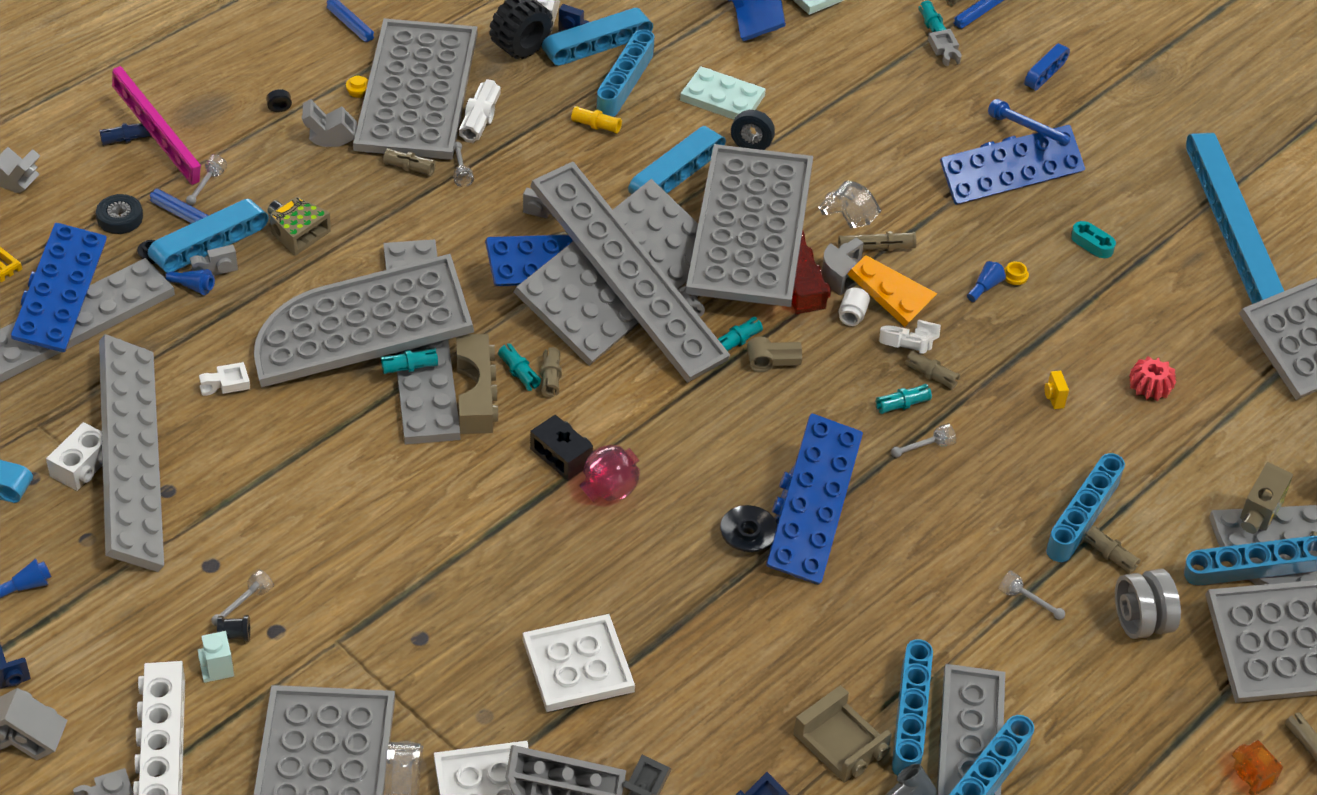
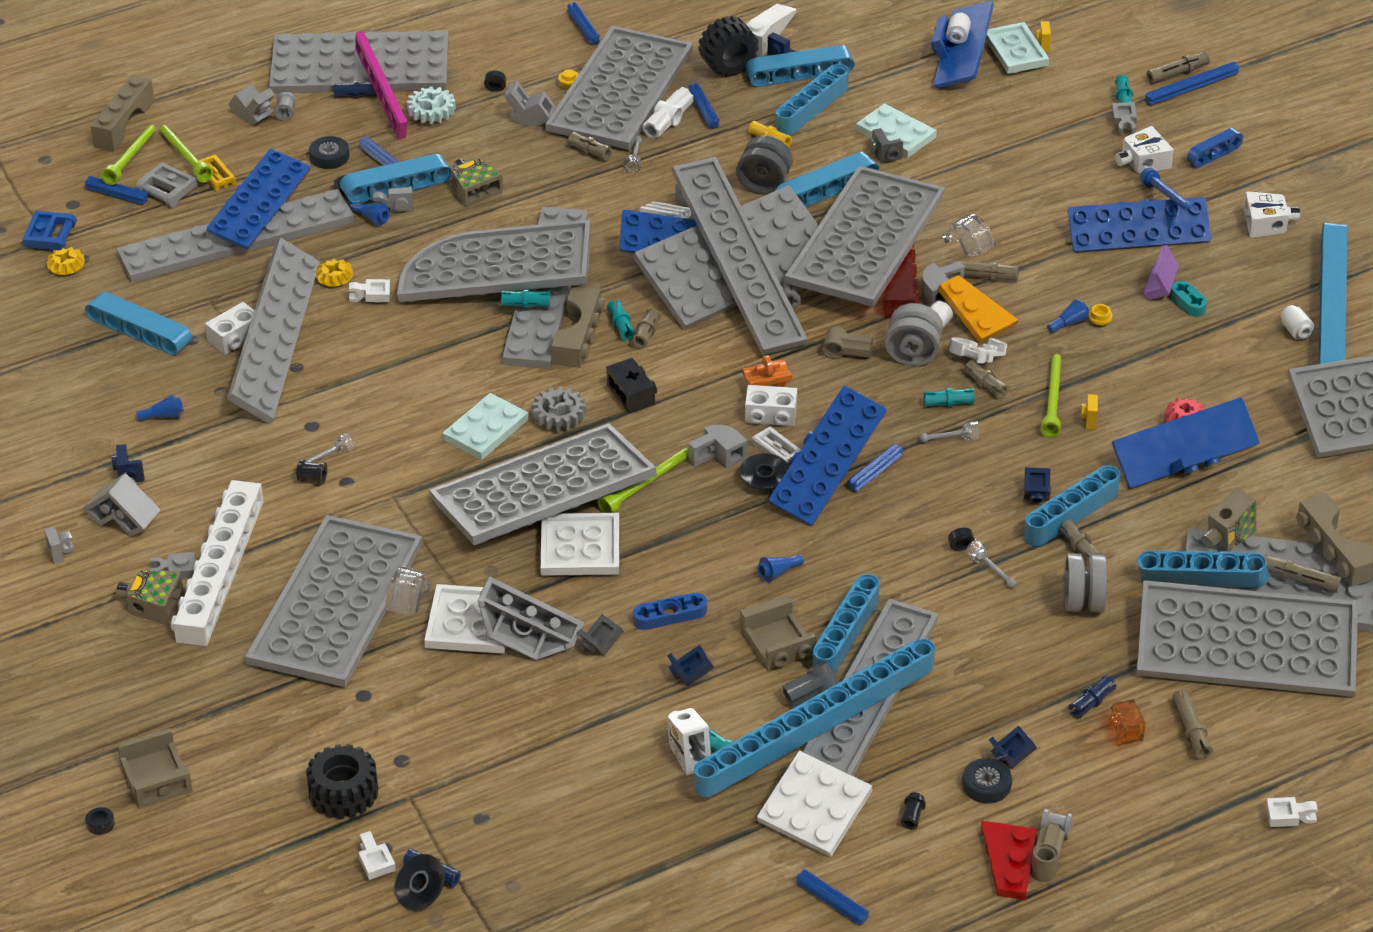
camera: 20 degrees right, 5 degrees down
(51, 168) = (285, 106): none -> light grey bush
(80, 102) = (319, 60): none -> light grey plate
(180, 369) = (340, 273): none -> yellow gear
(214, 167) = (421, 126): hinge -> none
(215, 657) = (290, 487): light aqua brick -> none
(218, 139) = (431, 105): none -> light aqua gear
(414, 528) = (485, 426): none -> light aqua plate
(492, 491) = (559, 408): none -> light grey gear
(508, 595) = (542, 483): none -> light grey plate
(514, 96) = (704, 105): none -> blue axle
(520, 227) = (666, 209): none -> white tile
(593, 601) = (611, 502): none -> lime piece
(610, 157) = (764, 164): none -> dark grey wheel
(610, 473) = (662, 409): clear pink brick -> none
(687, 501) = (720, 443): none -> light grey brick
(703, 740) = (650, 610): none -> blue beam
(706, 407) = (768, 373): none -> orange hips
(719, 116) = (883, 148): none -> dark grey bracket
(723, 444) = (771, 405): none -> white brick
(739, 334) = (822, 324): teal pin -> none
(742, 133) = (913, 156): black bush -> none
(744, 495) = (766, 445): none -> white tile
(803, 648) = (772, 567): none -> blue cone
(846, 332) = (914, 334): none -> light grey wheel
(860, 499) = (875, 467): none -> axle
(983, 81) = (1145, 150): none -> white torso
(989, 571) = (960, 539): none -> black tile
(1021, 411) = (1051, 424): none -> lime piece
(1039, 488) = (1037, 484): none -> dark blue bracket
(1059, 220) = (1162, 275): none -> medium lavender panel
(1129, 132) = (1268, 214): none -> white torso
(1169, 411) = (1185, 443): none -> blue bracket
(1205, 742) = (1092, 697): none -> dark blue pin
(1211, 249) = (1297, 322): none -> white brick

